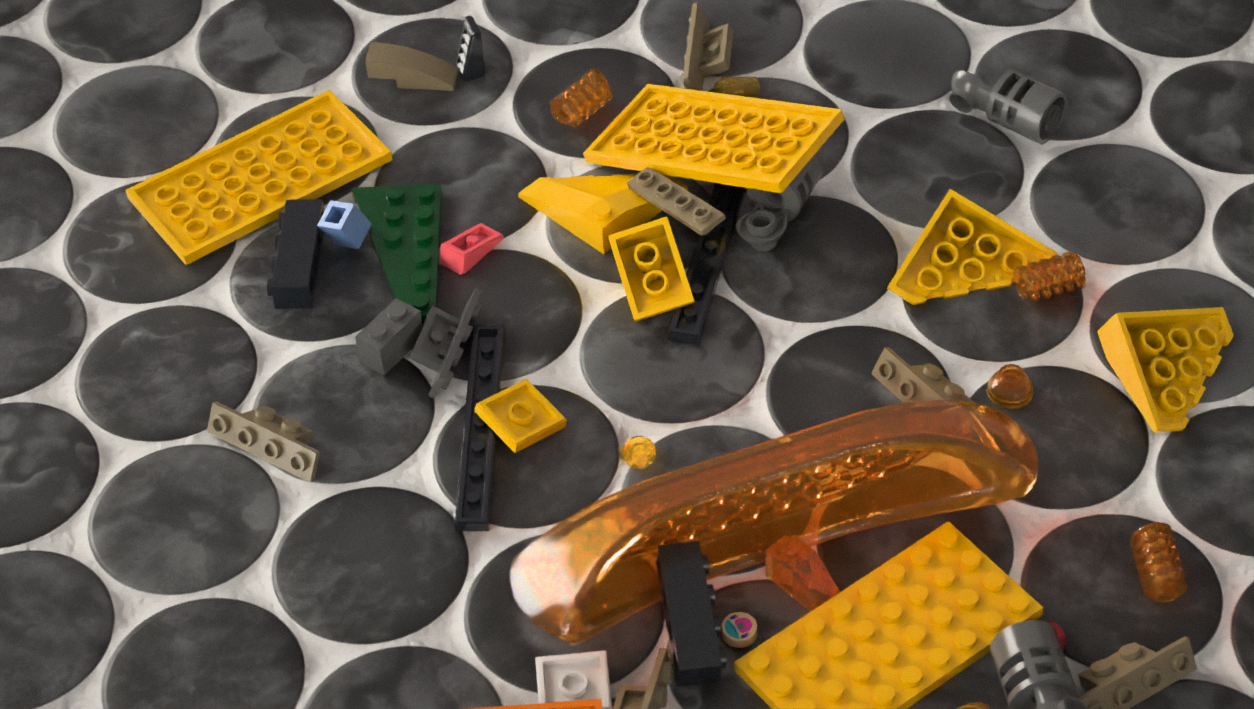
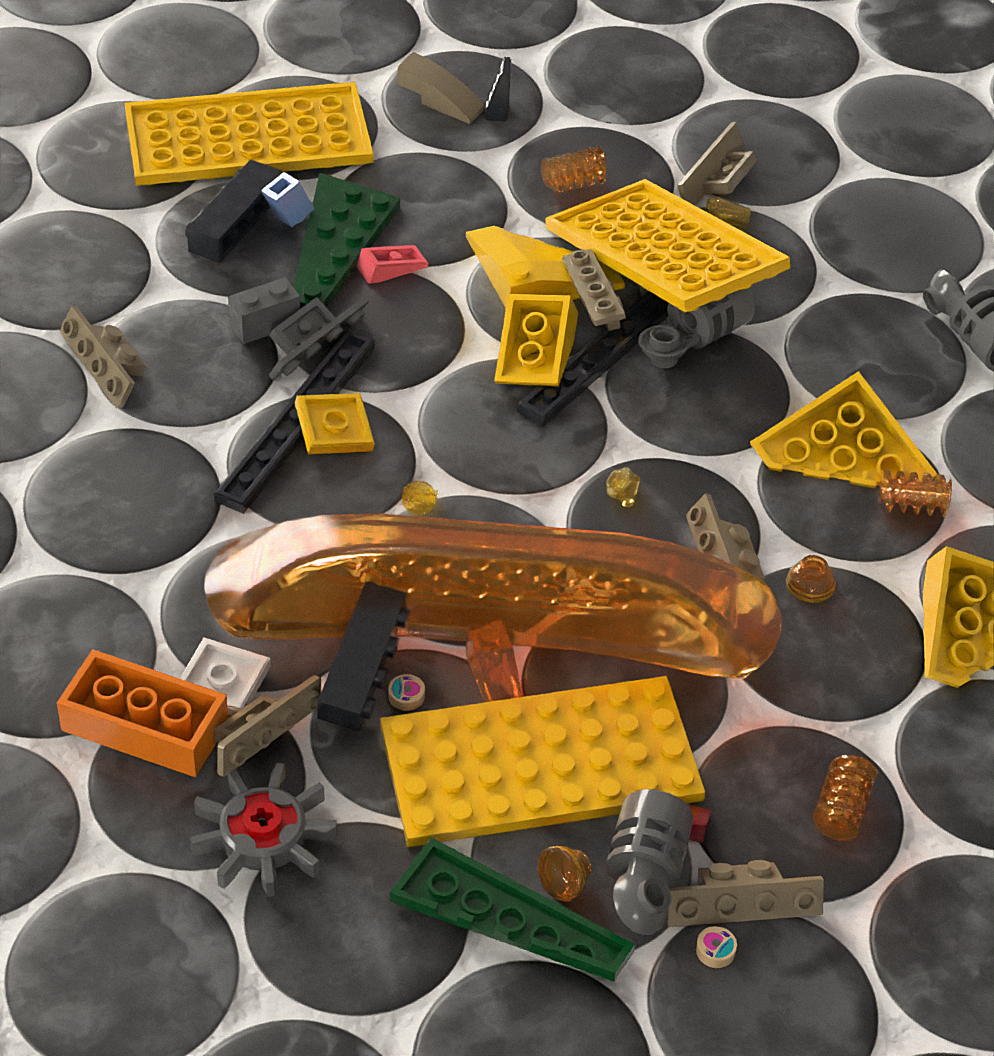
camera: 20 degrees right, 0 degrees up
(804, 369) = (623, 485): none -> clear yellow plate

